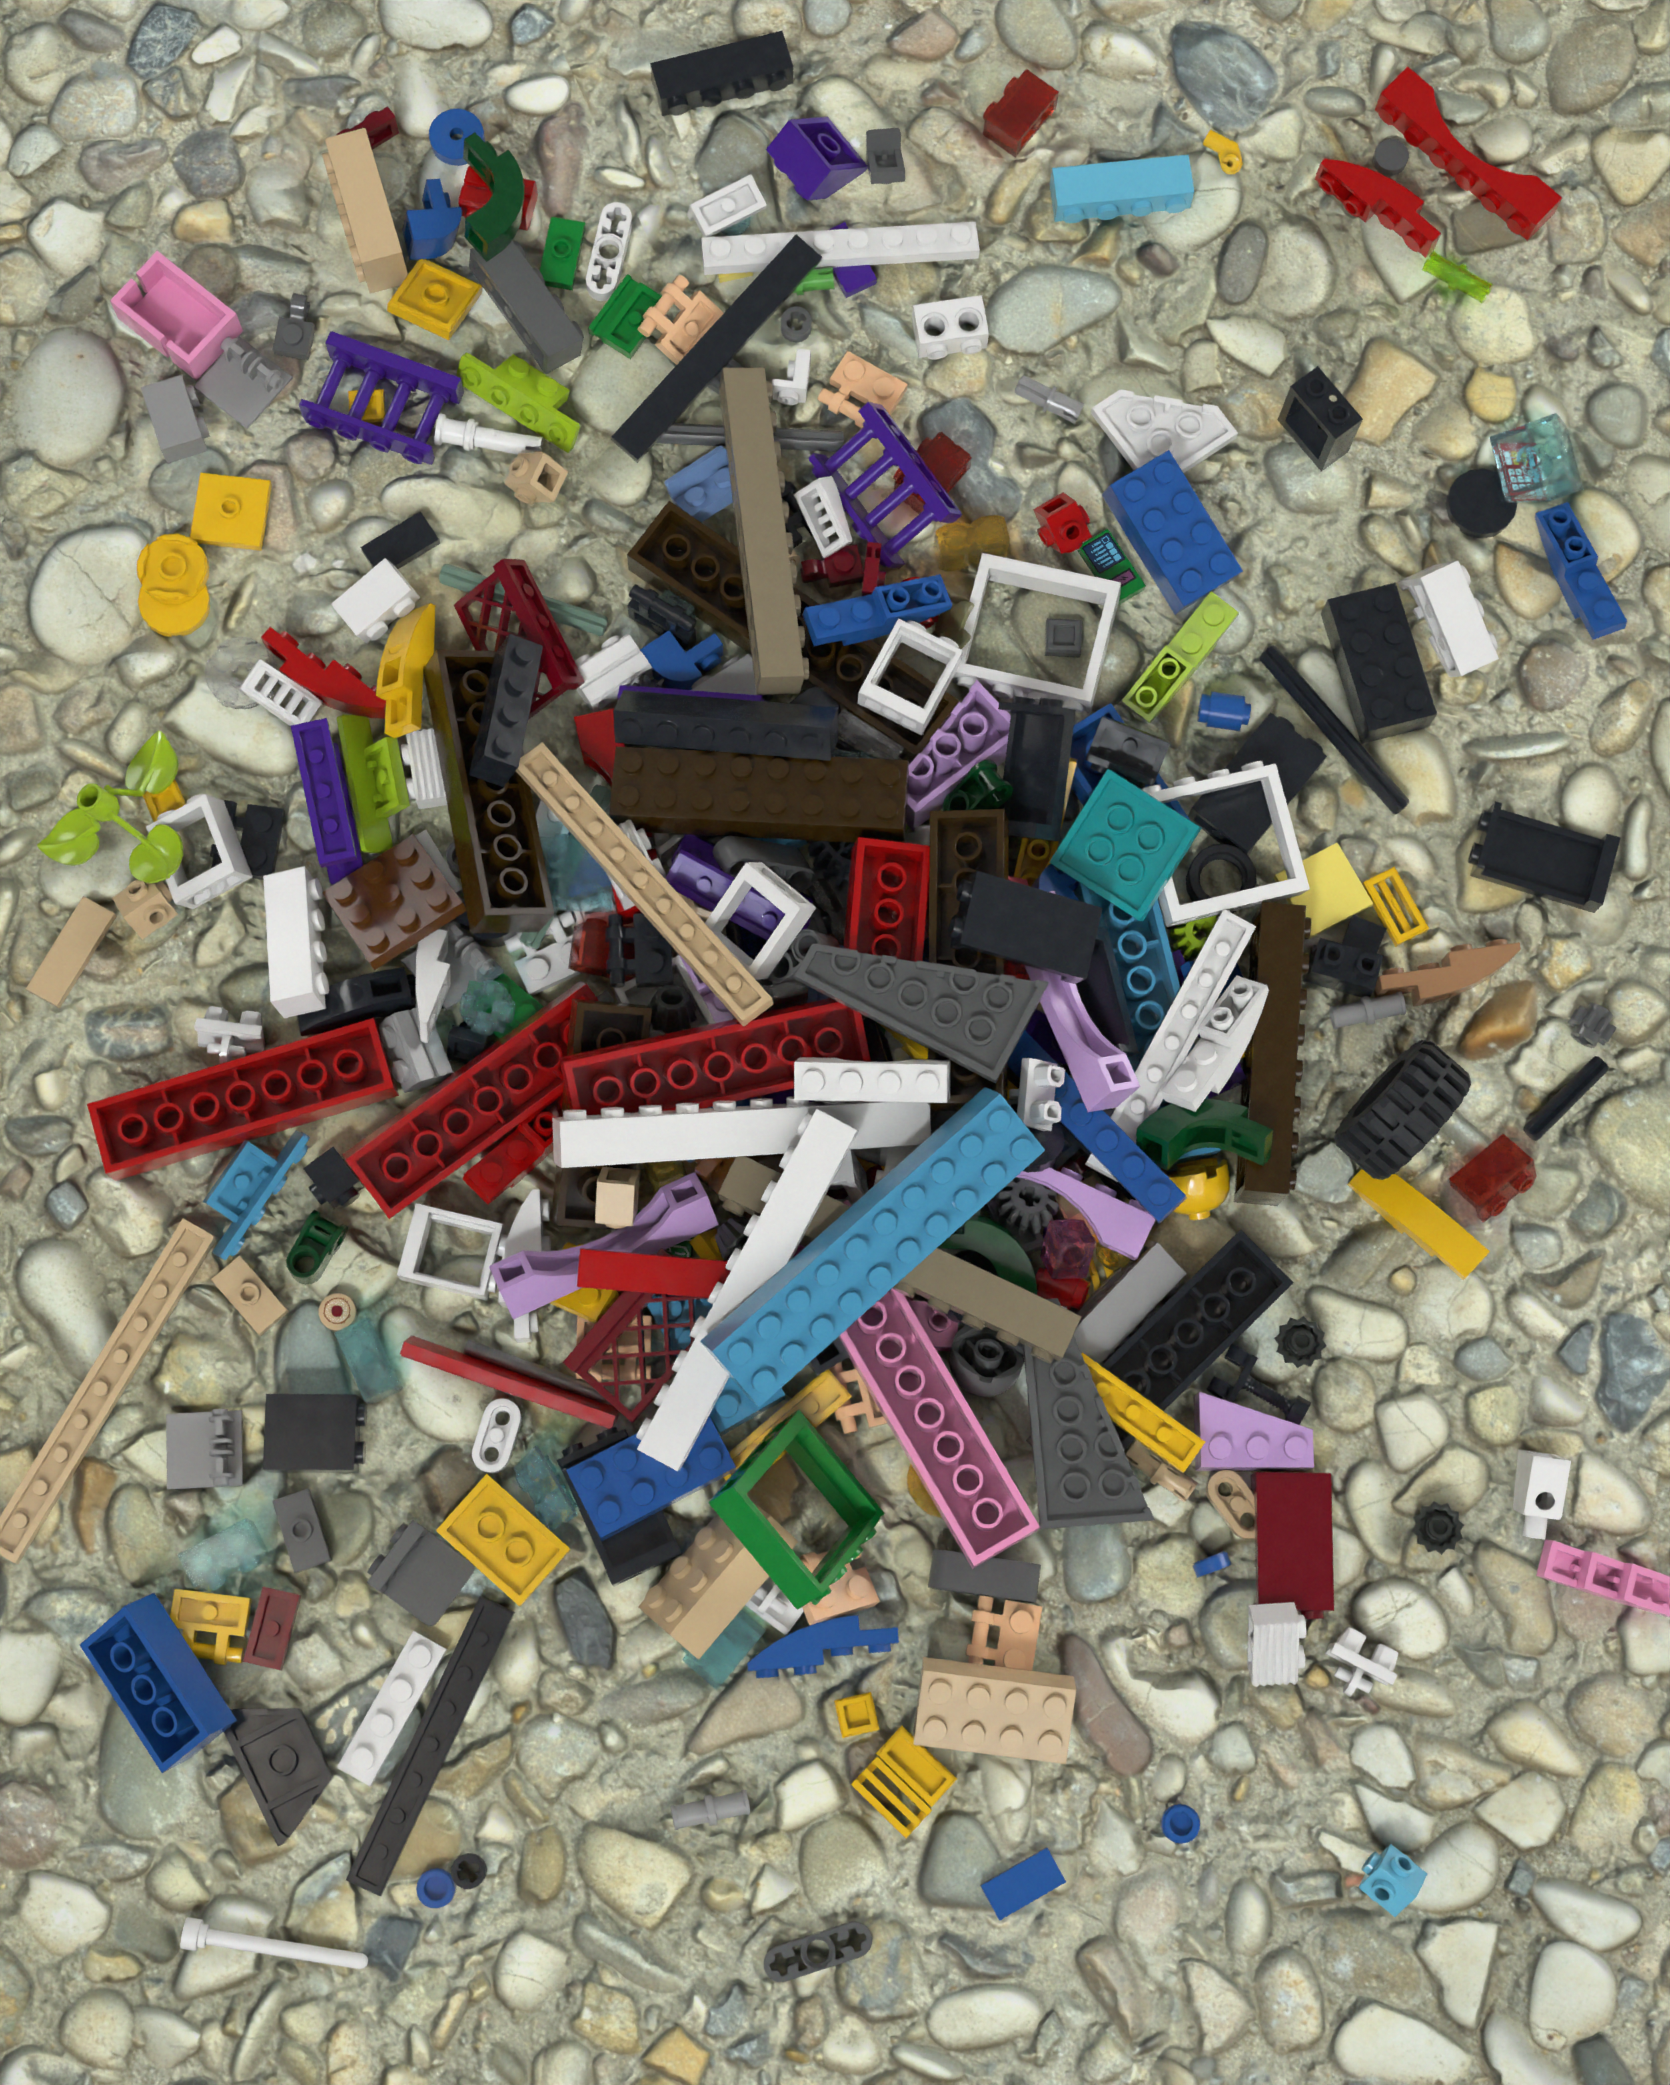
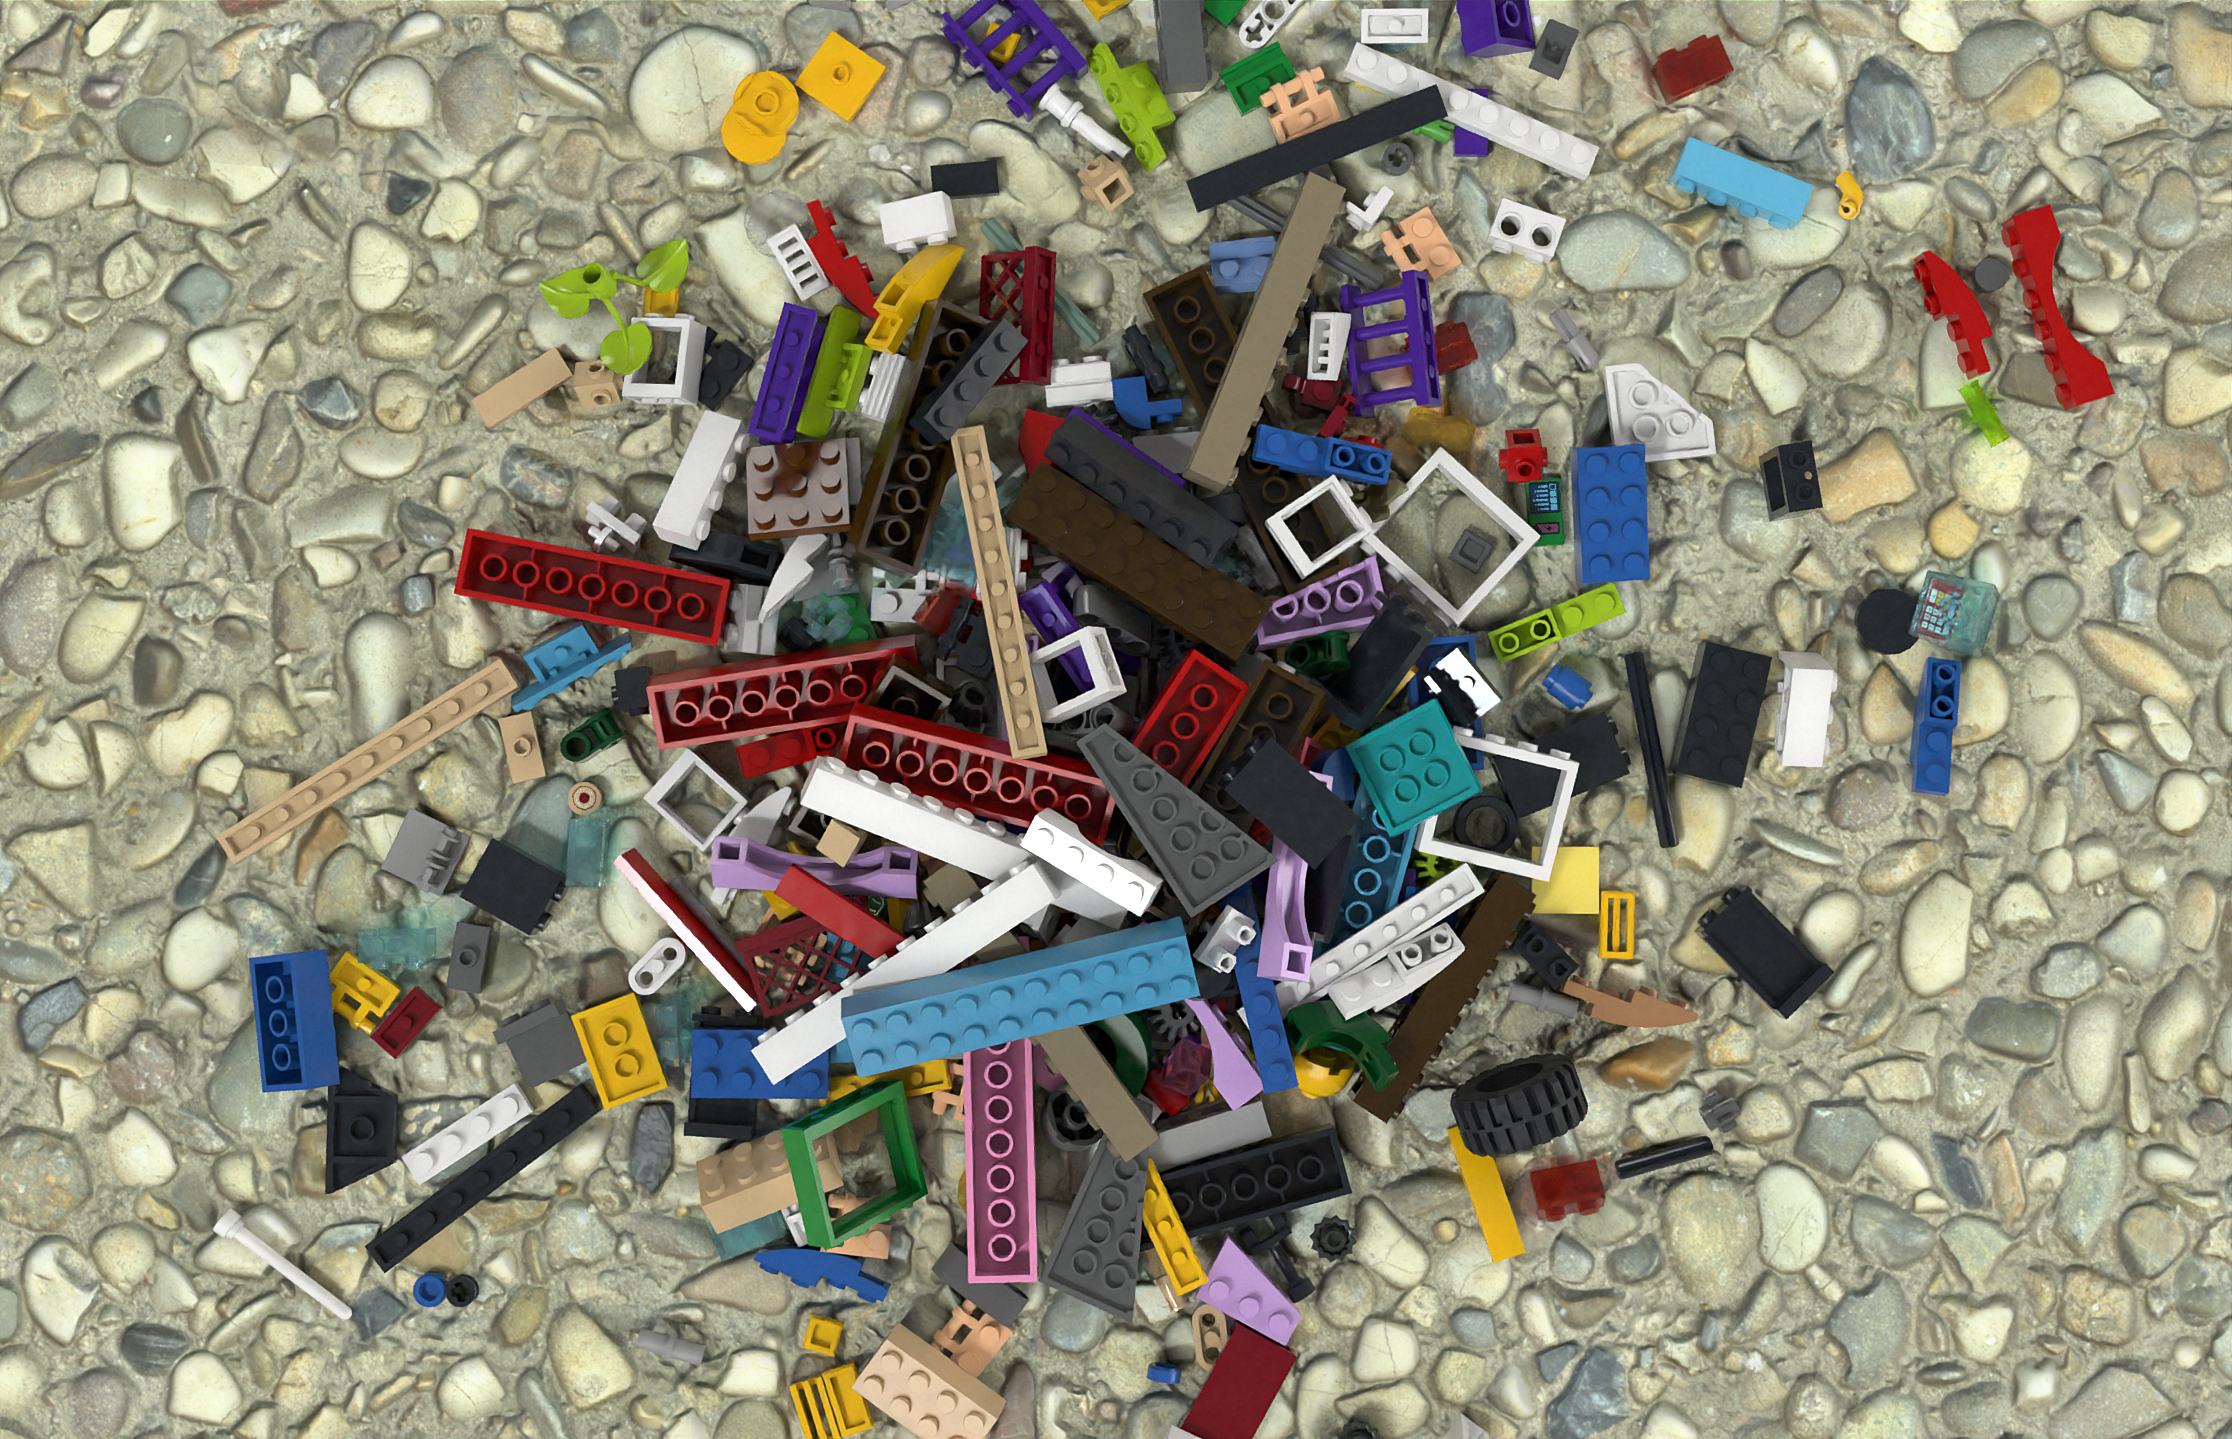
camera: 35 degrees right, 10 degrees up
(1363, 934) = (1574, 936): black tile -> none

